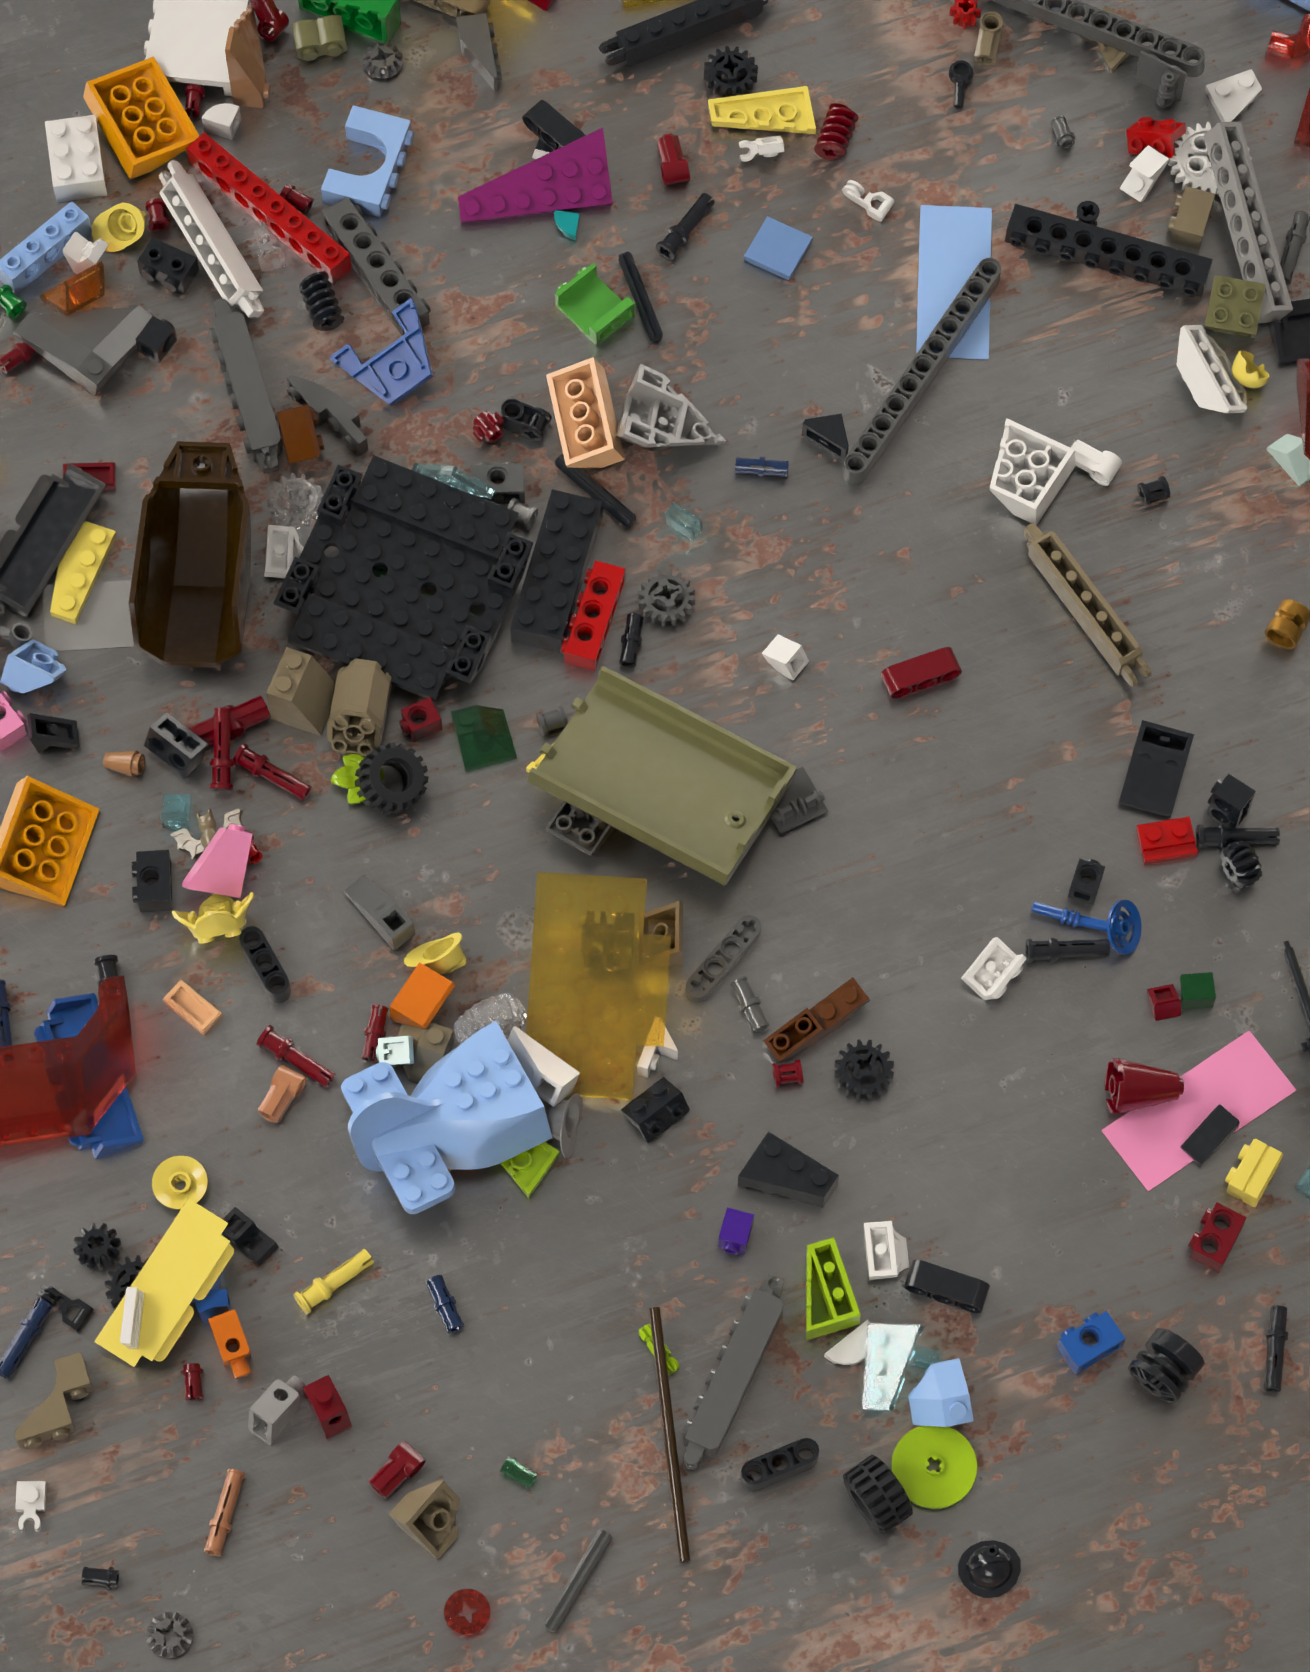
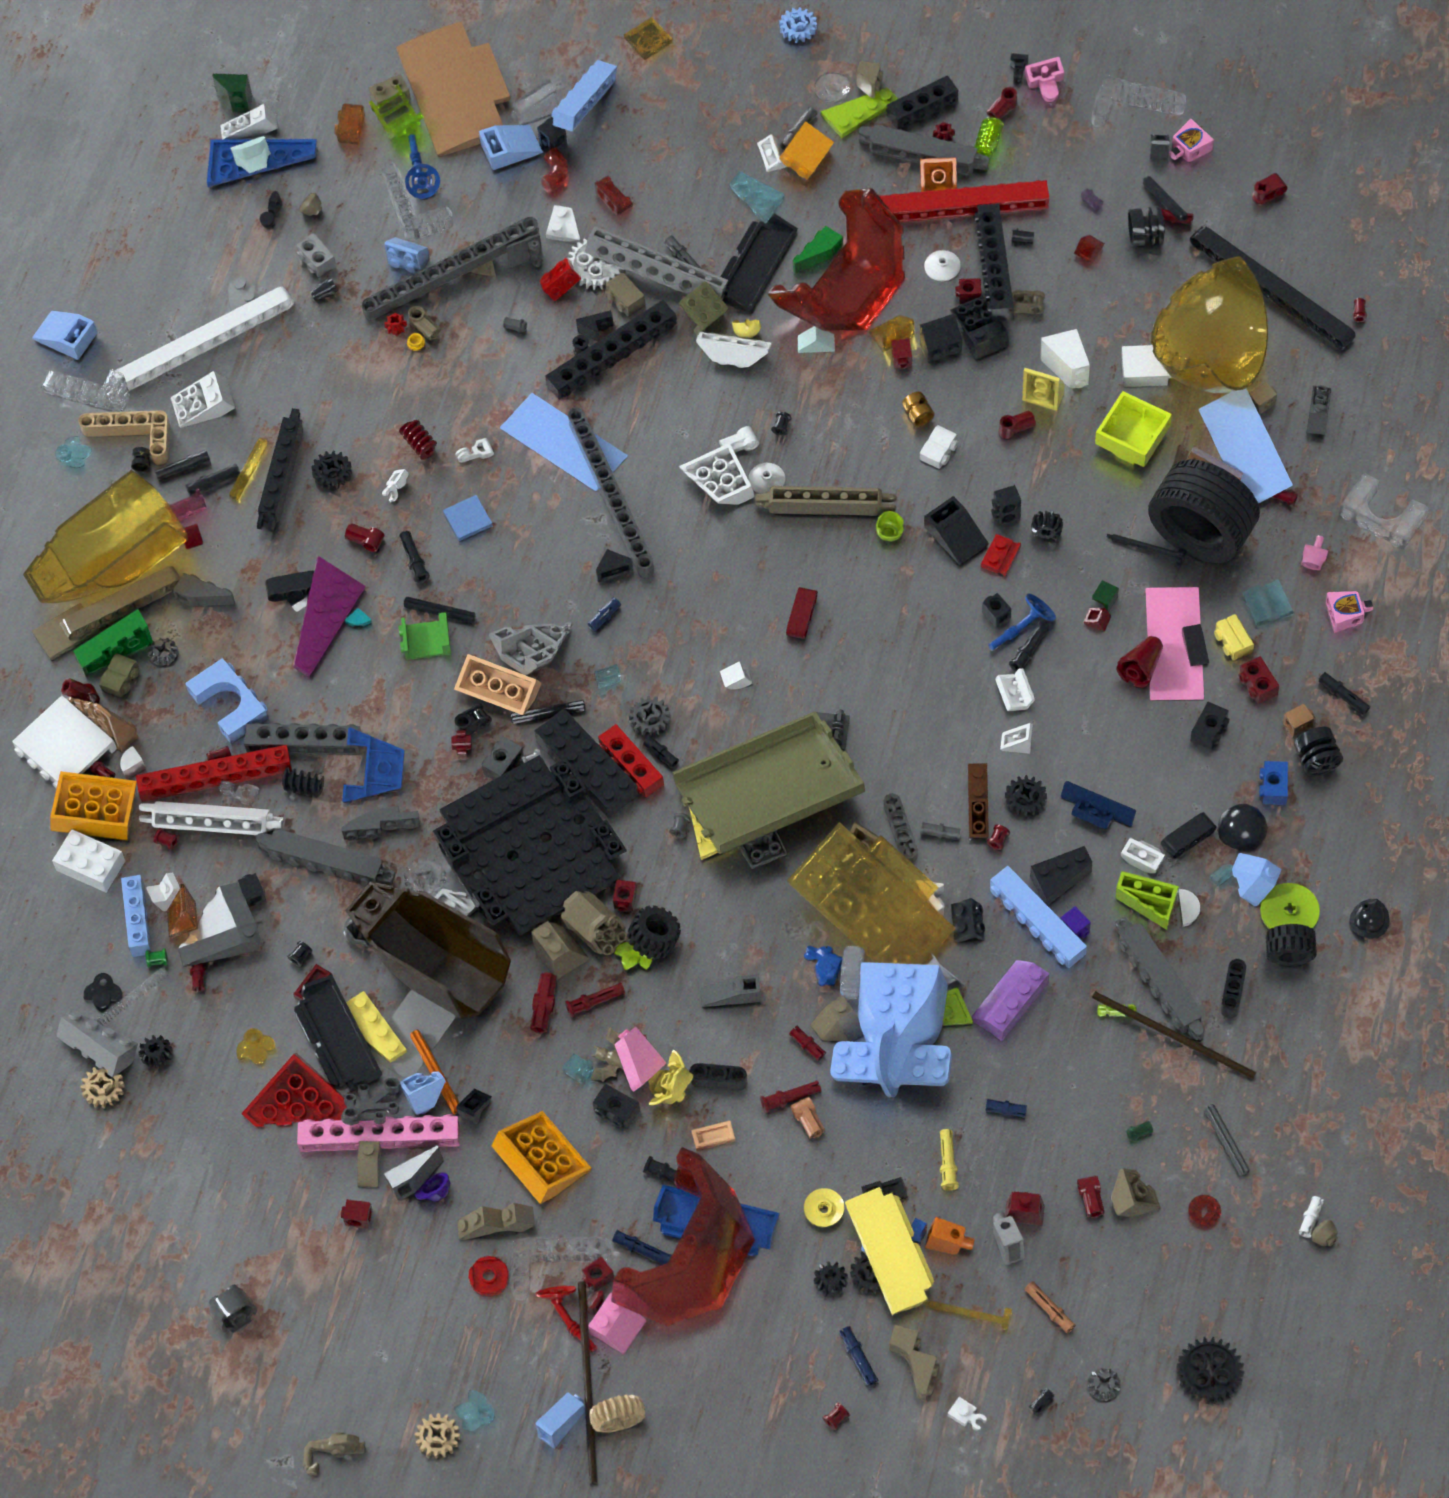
camera: 50 degrees left, 5 degrees down
(51, 1293) = (843, 1322): black piece -> none
(72, 664) = (433, 1066): none -> orange axle
(114, 437) = (299, 953): none -> black bush
(119, 226) = (157, 862): light yellow piece -> none
(125, 762) = (524, 1076): medium nougat cone -> none
(132, 1317) = (899, 1278): white tile -> none
(167, 265) = (206, 853): black brick -> none
(173, 1472) = (1005, 1320): none -> clear yellow piece
(175, 744) = (537, 1039): black brick -> none
(192, 1381) = (954, 1275): dark red pin -> none
(221, 763) = (571, 1019): dark red pin -> none
(299, 433) = (387, 844): reddish brown slope -> none
(395, 1050) = (830, 1035): light aqua bracket -> none
(420, 997) = (808, 1001): orange slope -> none
(439, 955) = (785, 976): light yellow piece -> none
(455, 477) = (489, 774): clear light blue wing -> none
(482, 736) = (661, 870): clear green slope -> none
(483, 987) = (827, 965): none -> blue animal
(547, 1073) = (910, 954): white slope -> none
(587, 1220) = (1011, 998): none -> medium lavender slope
(714, 1183) = (1038, 917): none -> light blue brick
(770, 111) = (373, 466): light yellow wing -> none
(886, 1360) = (1213, 892): clear light blue wing -> none
(904, 1158) = (1095, 807): none -> dark blue bracket
(932, 1015) = (1017, 739): none -> white slope
(960, 48) = (415, 342): none -> yellow plate
(960, 74) = (433, 352): black plate -> none
(1005, 1343) = (1242, 827): none -> black cylinder
(1072, 533) = (762, 484): none -> white dish
(1106, 693) = (889, 526): none -> lime hair
(1124, 209) = (591, 324): none -> black slope
(1125, 1208) = (1211, 715): none -> black brick
(1144, 173) = (578, 299): white slope -> none
(1197, 1317) = (1298, 720): none -> medium nougat brick
(1223, 836) = (1022, 523): black pin -> none
(1256, 679) = (938, 447): none -> white brick

